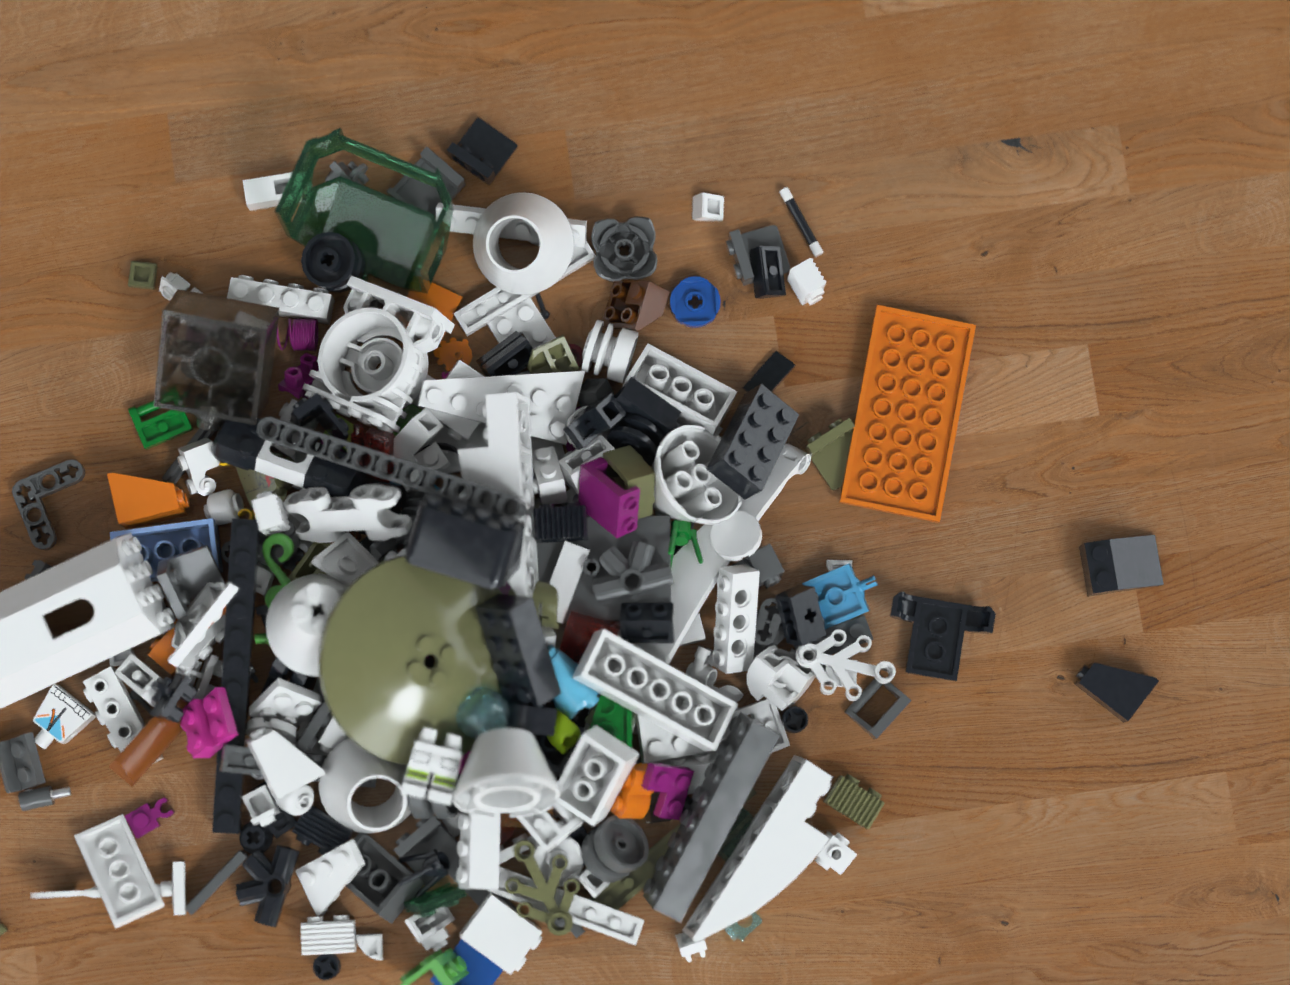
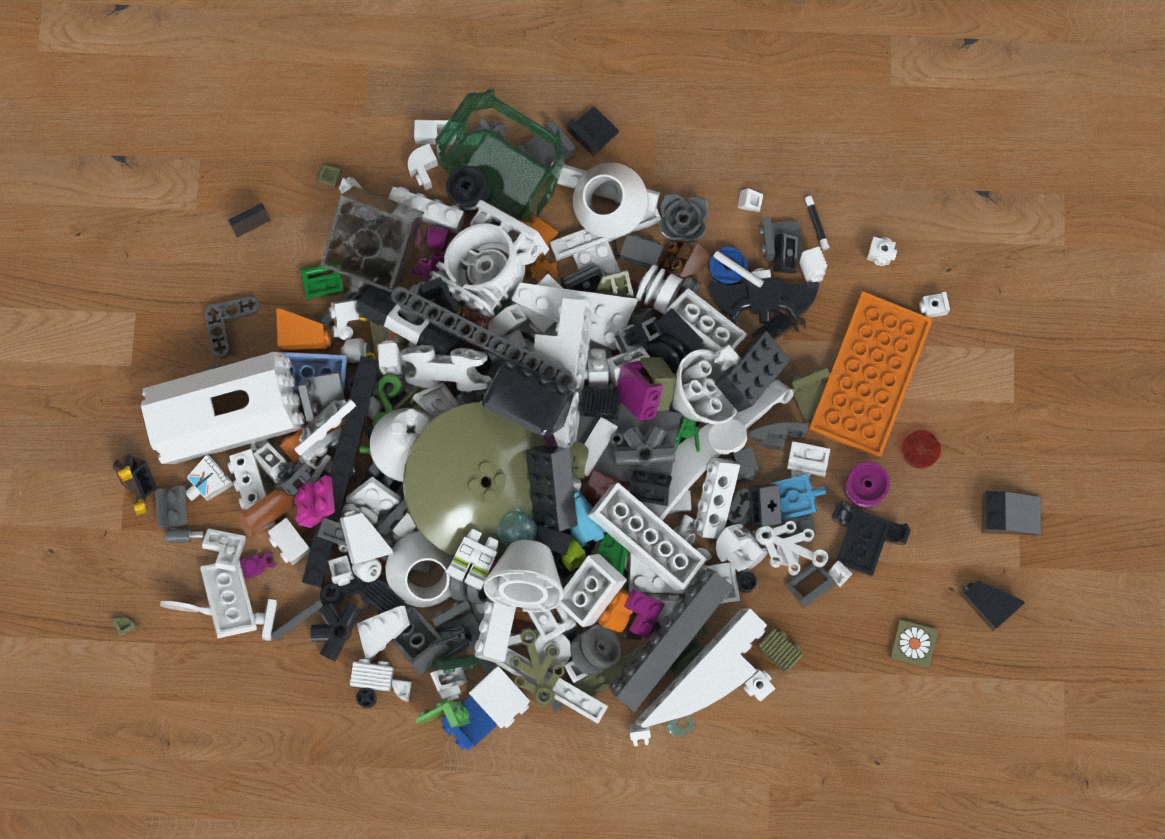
camera: 15 degrees right, 5 degrees down
(47, 357) = (249, 220): none -> black tile
(106, 799) = (228, 545): none -> white plate
(185, 780) = (289, 542): none -> white brick
(259, 236) = (421, 161): none -> white brick
(576, 304) = (640, 251): none -> dark grey brick
(650, 337) = (691, 284): none -> dark grey wheel
(709, 305) = (737, 268): none -> white bar
(716, 430) = (726, 357): none -> white tile
(739, 308) = (761, 273): none -> white plate
(750, 337) = (765, 300): none -> black torso
(798, 519) = (774, 435): none -> dark grey slope
(846, 541) = (808, 459): none -> white plate
(885, 249) = (882, 251): none -> white brick
(913, 686) = (839, 573): none -> white tile
(937, 550) = (877, 483): none -> magenta wheel
(967, 313) = (930, 311): none -> white brick
(1000, 490) = (927, 458): none -> clear red plate
(1025, 759) = (914, 644): none -> tile

